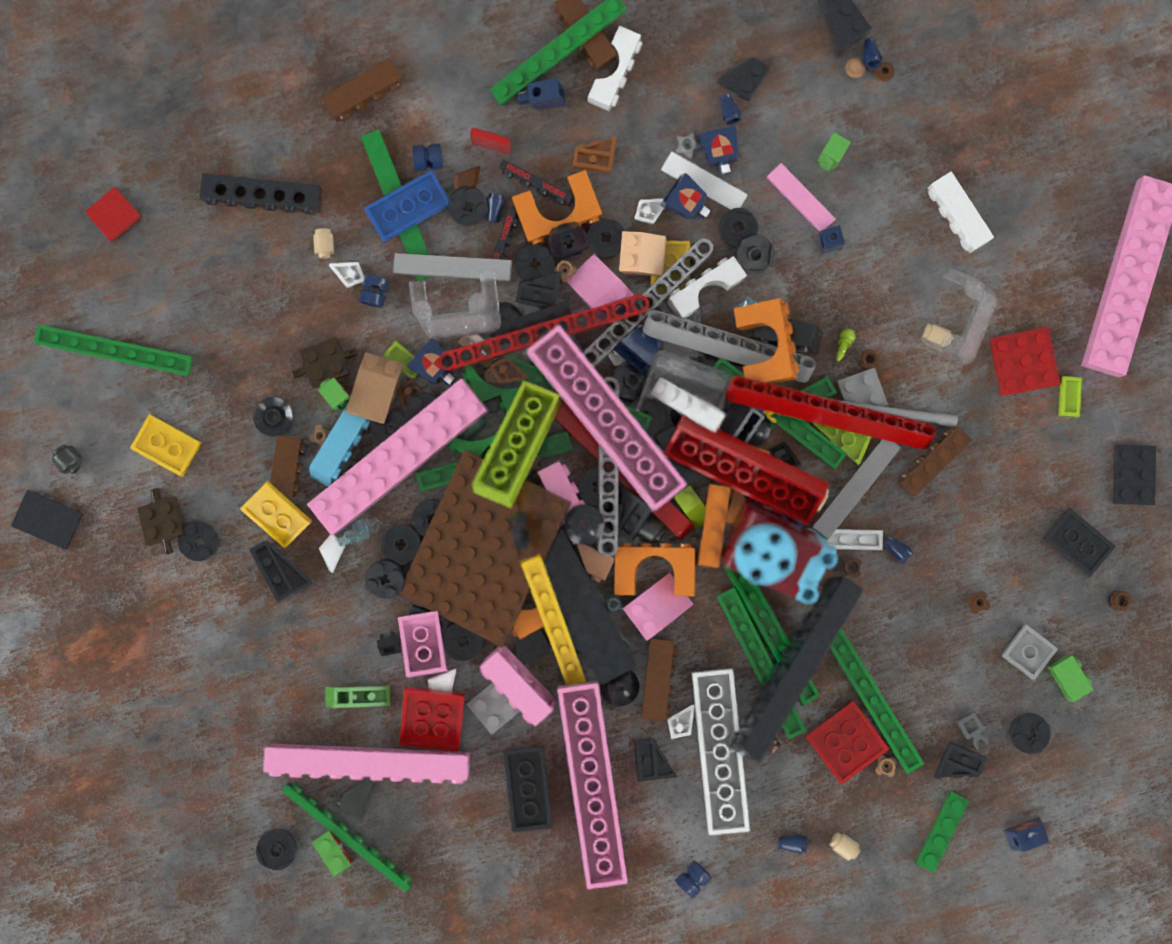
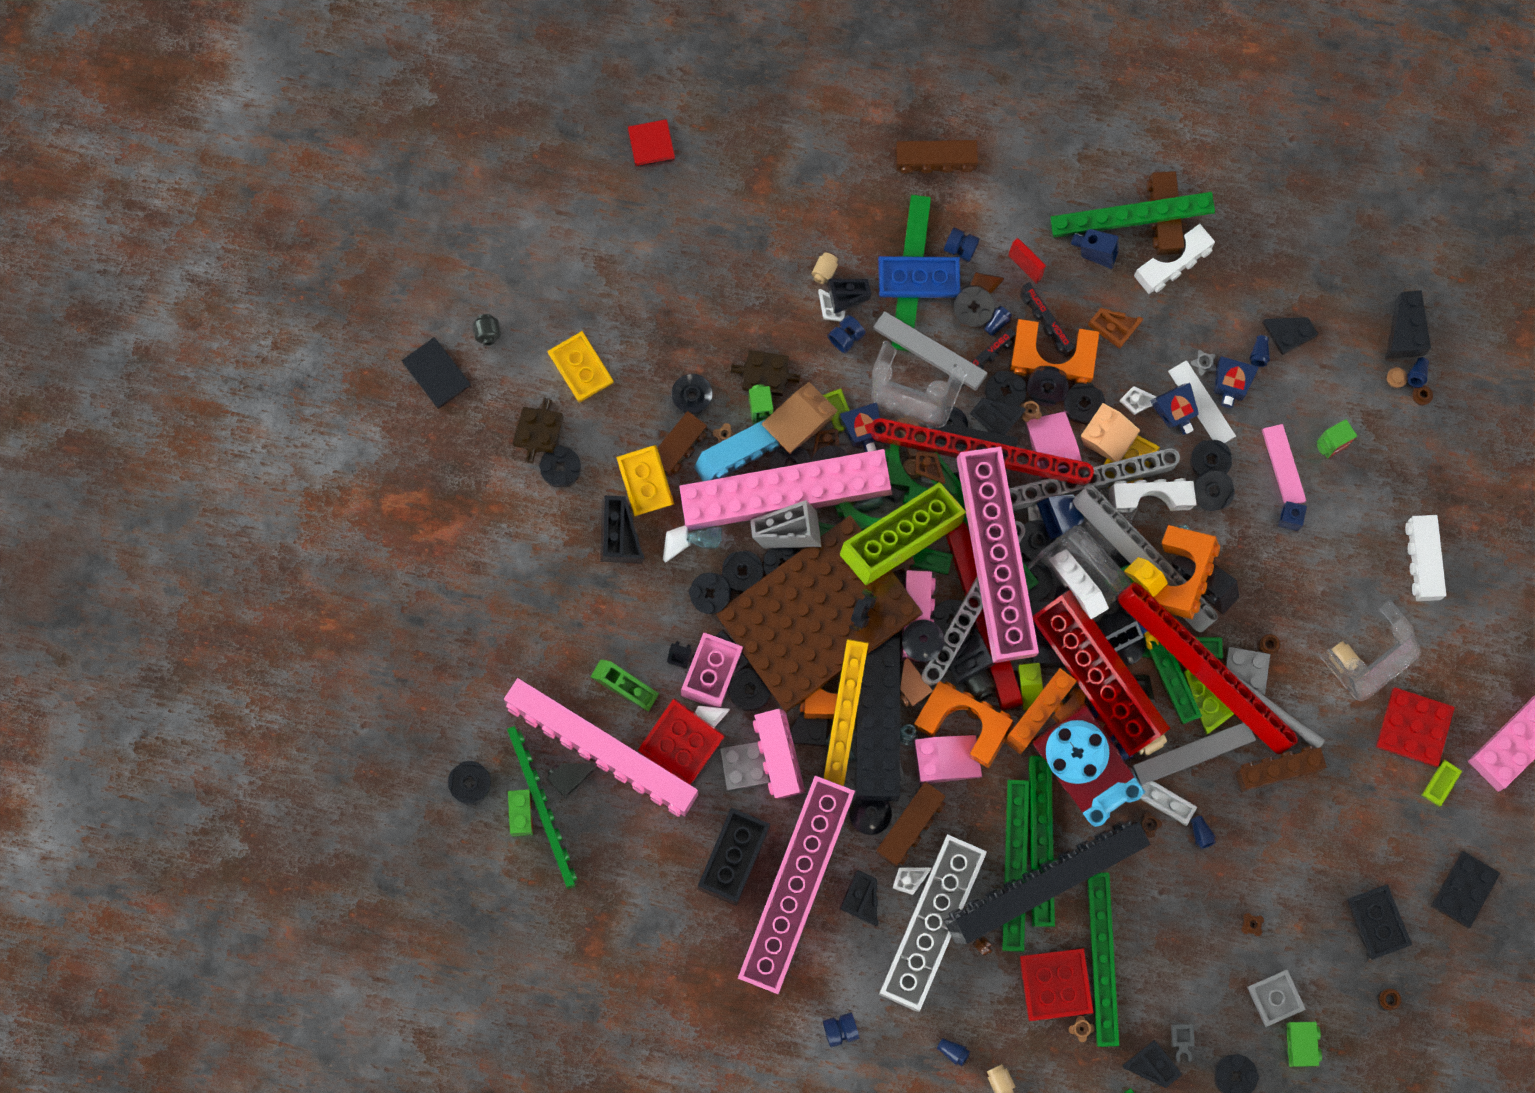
camera: 25 degrees right, 10 degrees down
(113, 350) = (583, 259): green plate -> none
(212, 183) = (773, 174): black brick -> none
(355, 254) = (848, 293): none -> black wing
(418, 489) = (788, 527): none -> light grey wedge
(739, 364) = (1146, 575): none -> yellow slope
(847, 337) = (1256, 615): lime bar -> none

